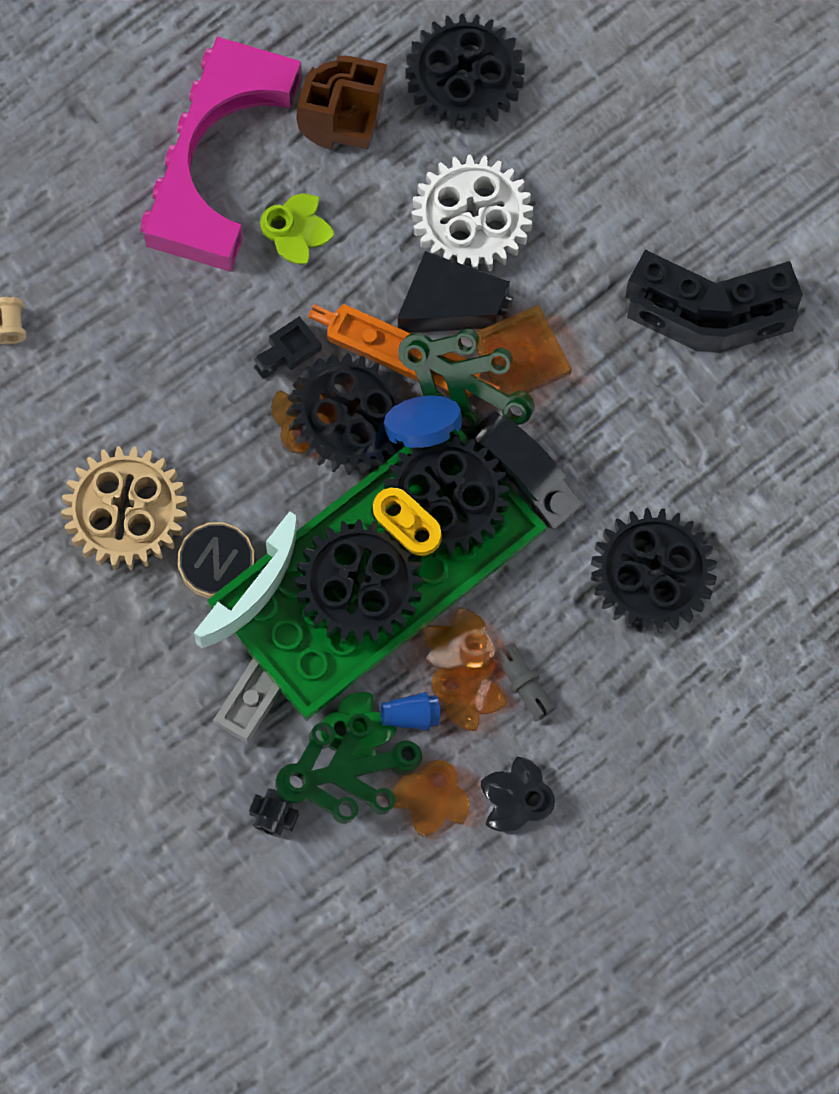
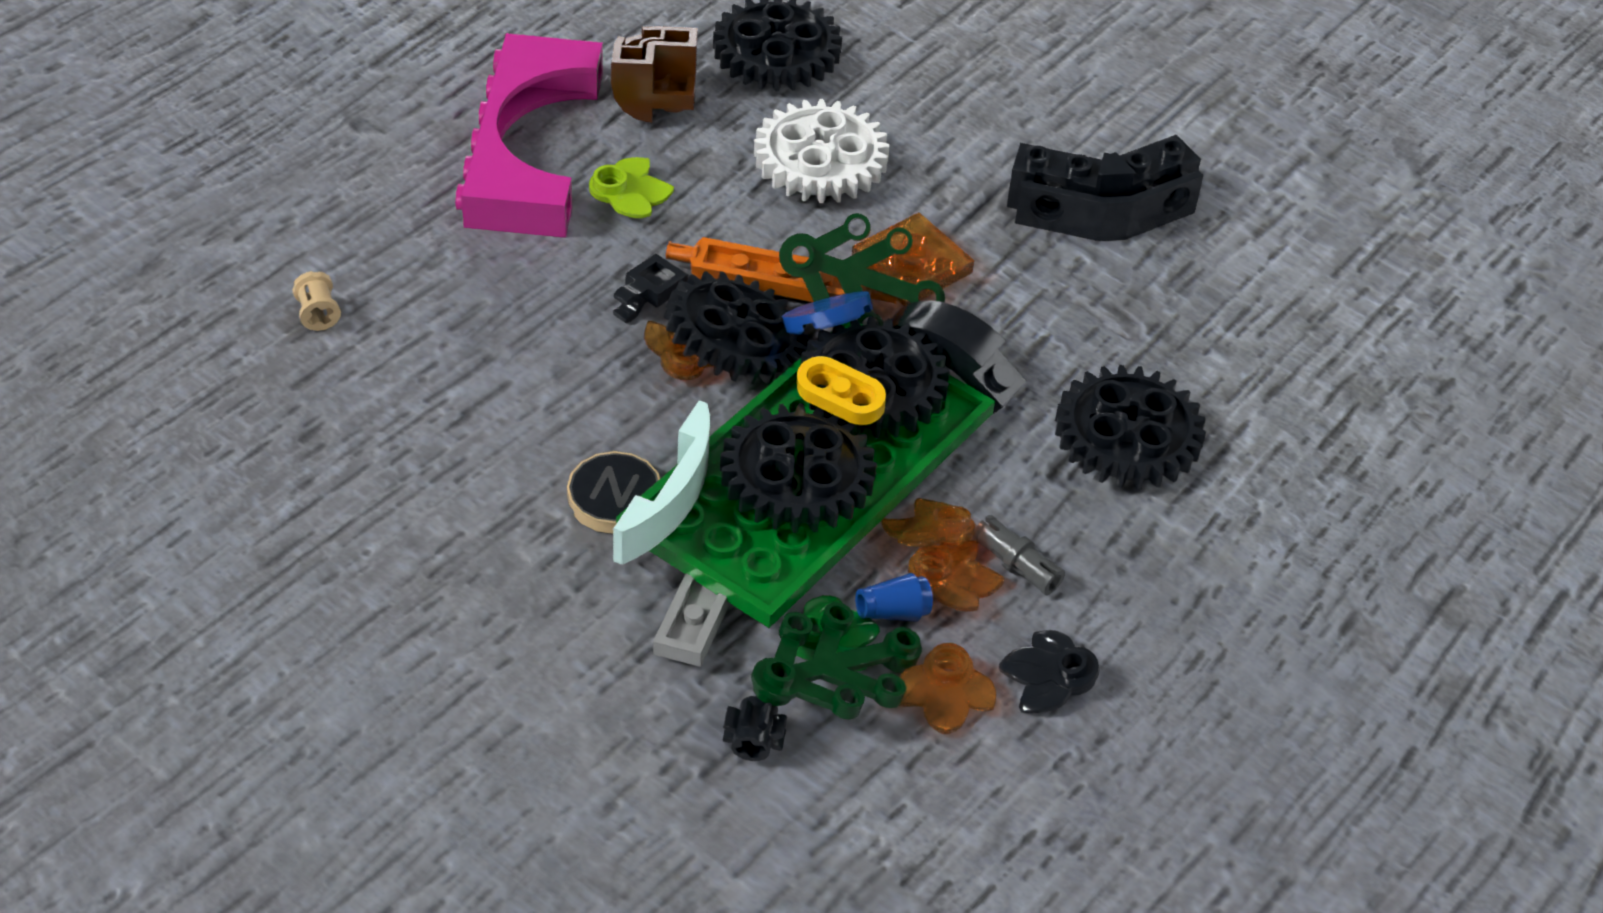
camera: 15 degrees left, 25 degrees down
(90, 504) = (455, 453): tan gear -> none
(453, 297) = (822, 206): black slope -> none

